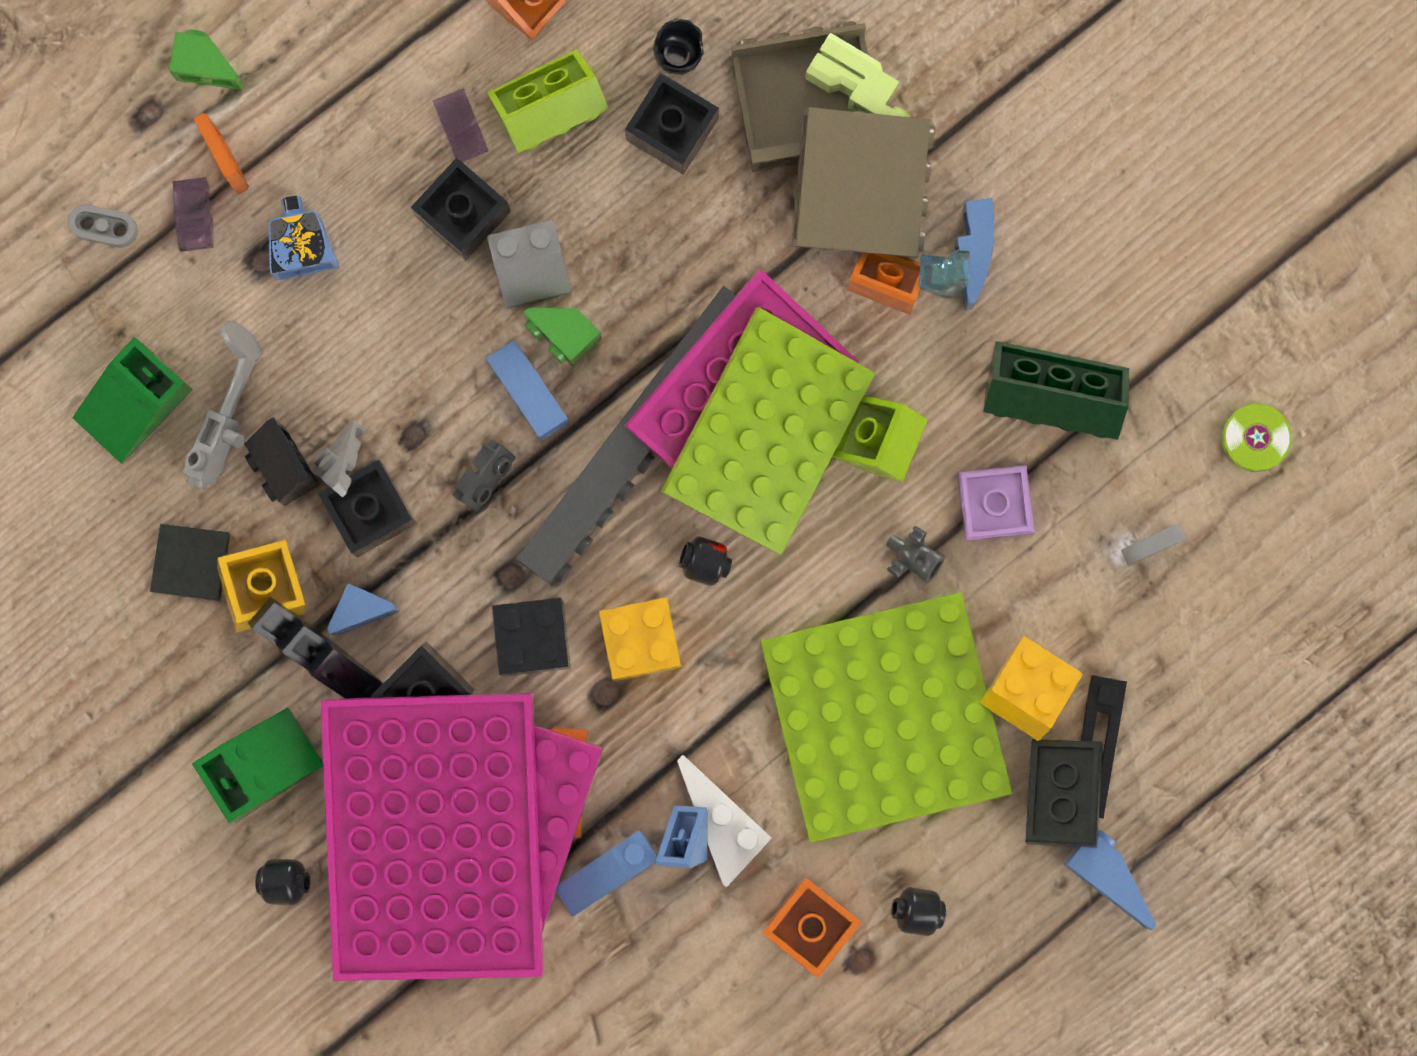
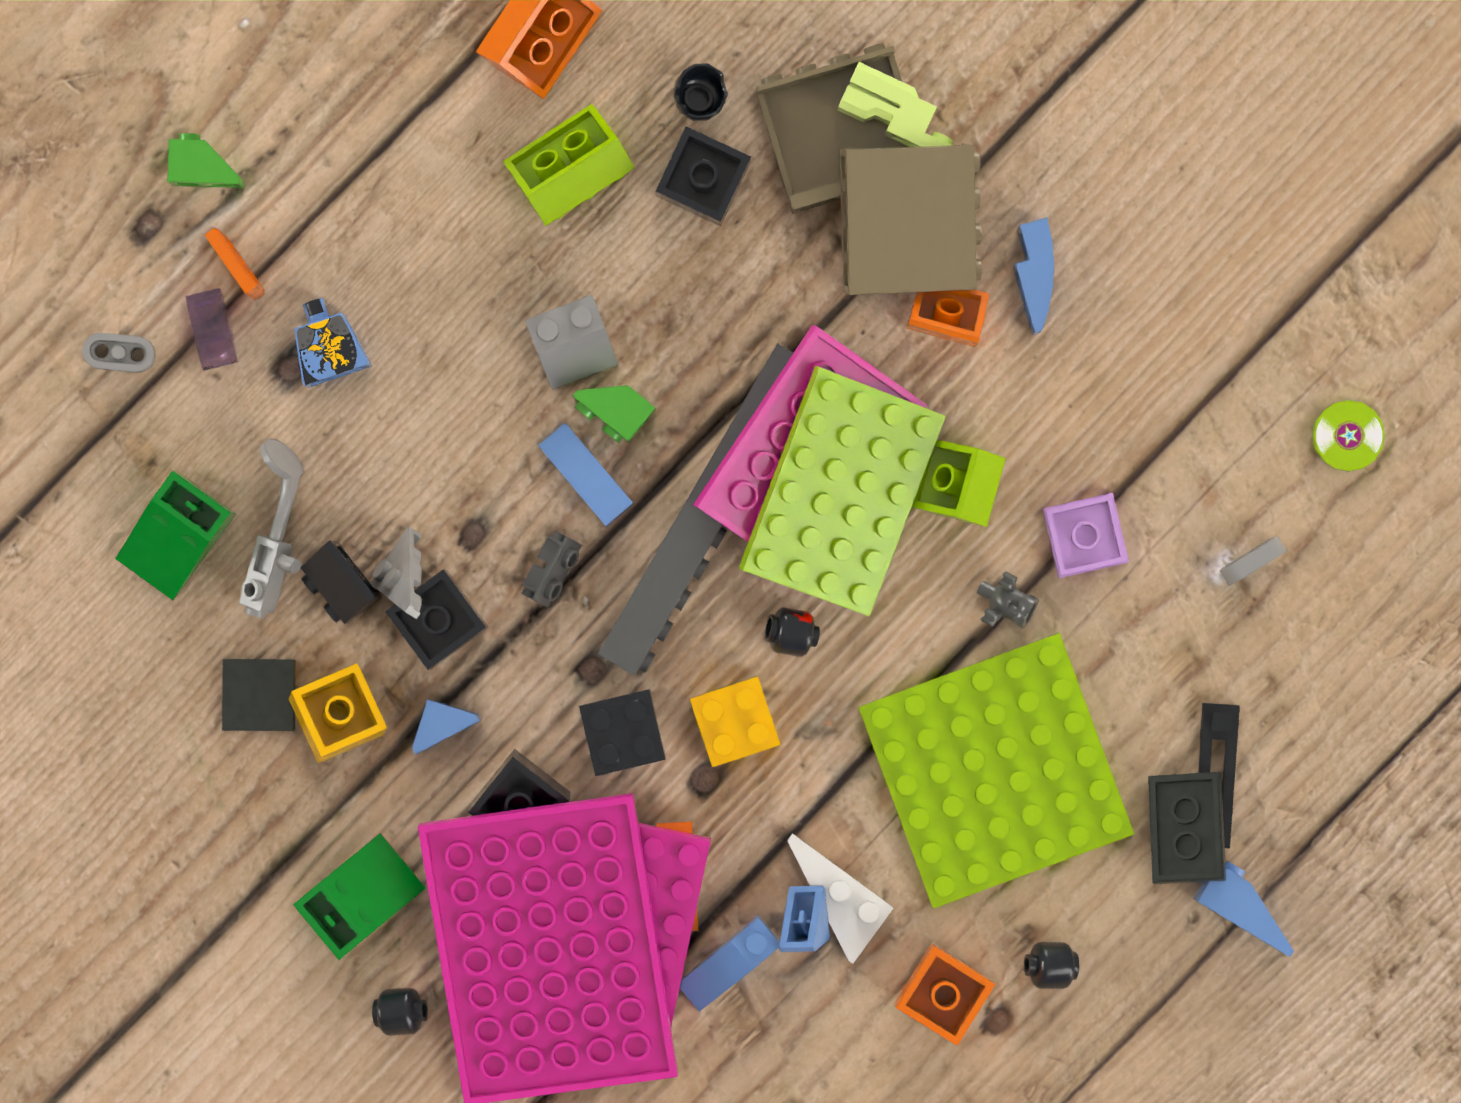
camera: 10 degrees left, 5 degrees up
(314, 651) = (402, 775): black slope -> none
(460, 125) = (480, 201): slope -> none
(461, 209) = (493, 293): black brick -> none
(944, 274) = (1006, 304): clear light blue slope -> none
(1031, 688) = (1142, 725): yellow brick -> none
(1057, 390) = (1136, 410): dark green slope -> none

